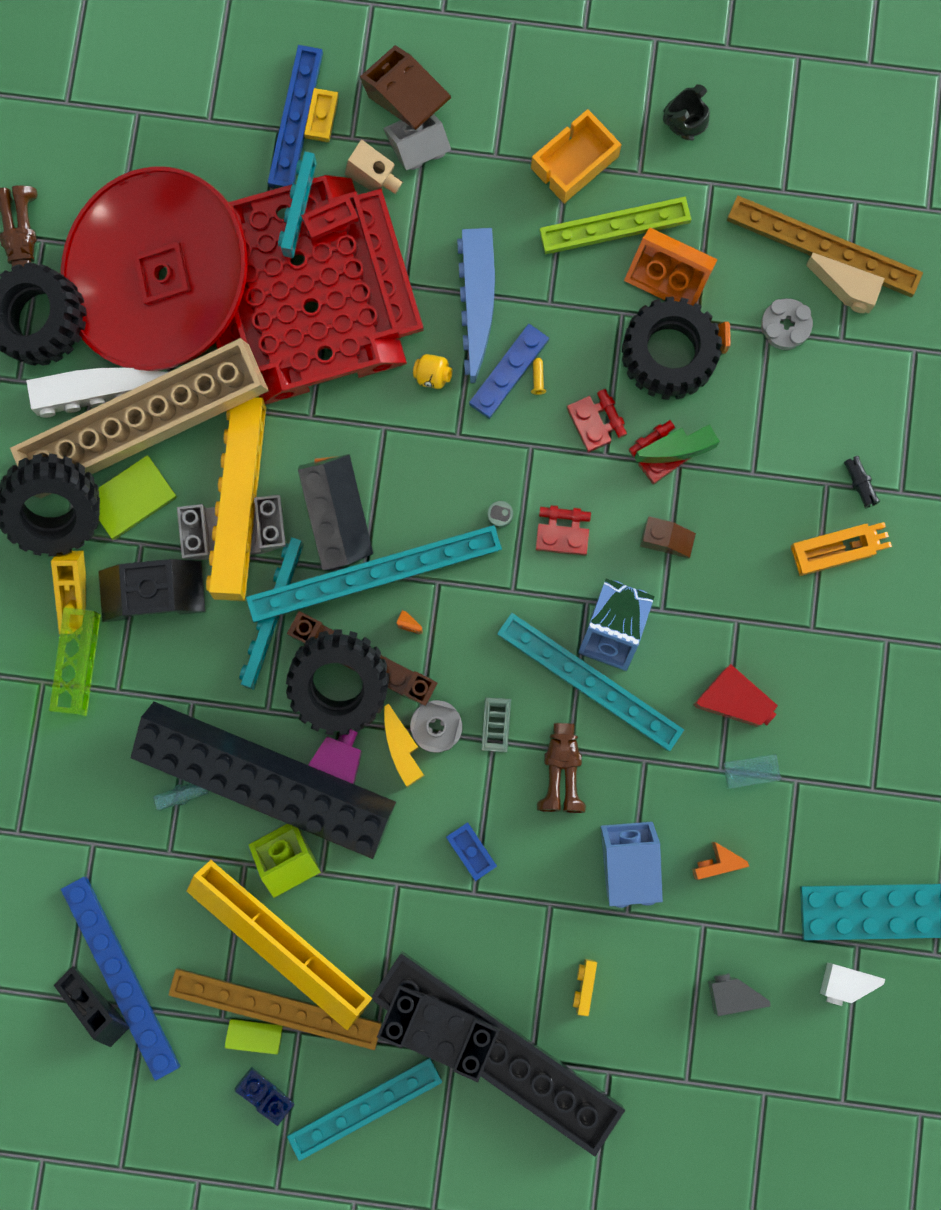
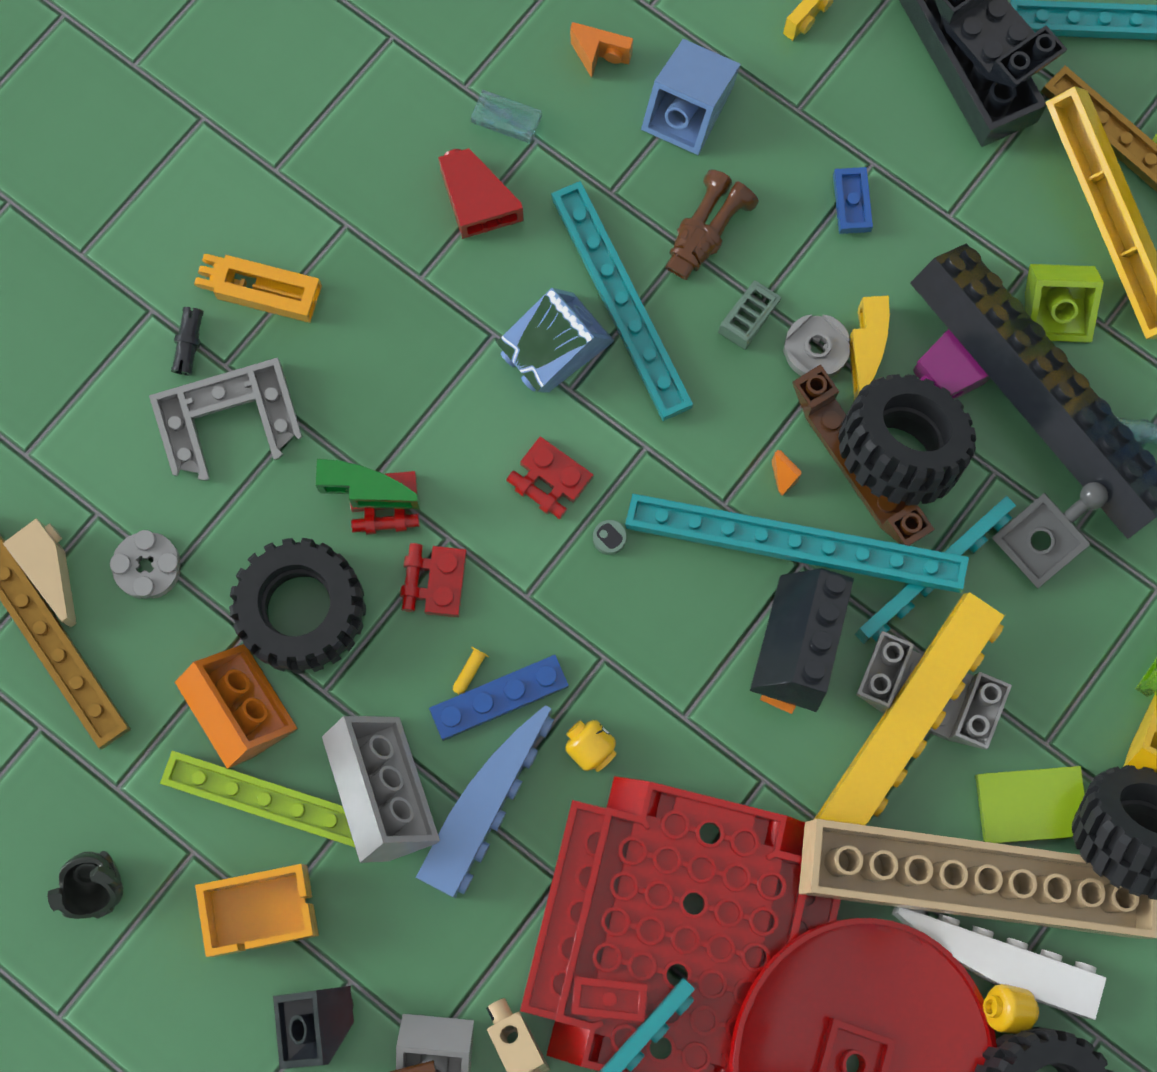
camera: 150 degrees left, 5 degrees down
(81, 357) = (1010, 1009): none -> yellow head
(151, 589) = (1065, 673): black slope -> none
(212, 688) = (1065, 536): none -> dark grey plate
(501, 115) = (312, 1025): none -> black slope
(547, 267) = (379, 787): none -> light grey slope
(667, 537) = (441, 403): reddish brown slope -> none
(724, 333) = (222, 593): orange slope -> none
(834, 435) = (179, 407): none -> light grey wedge

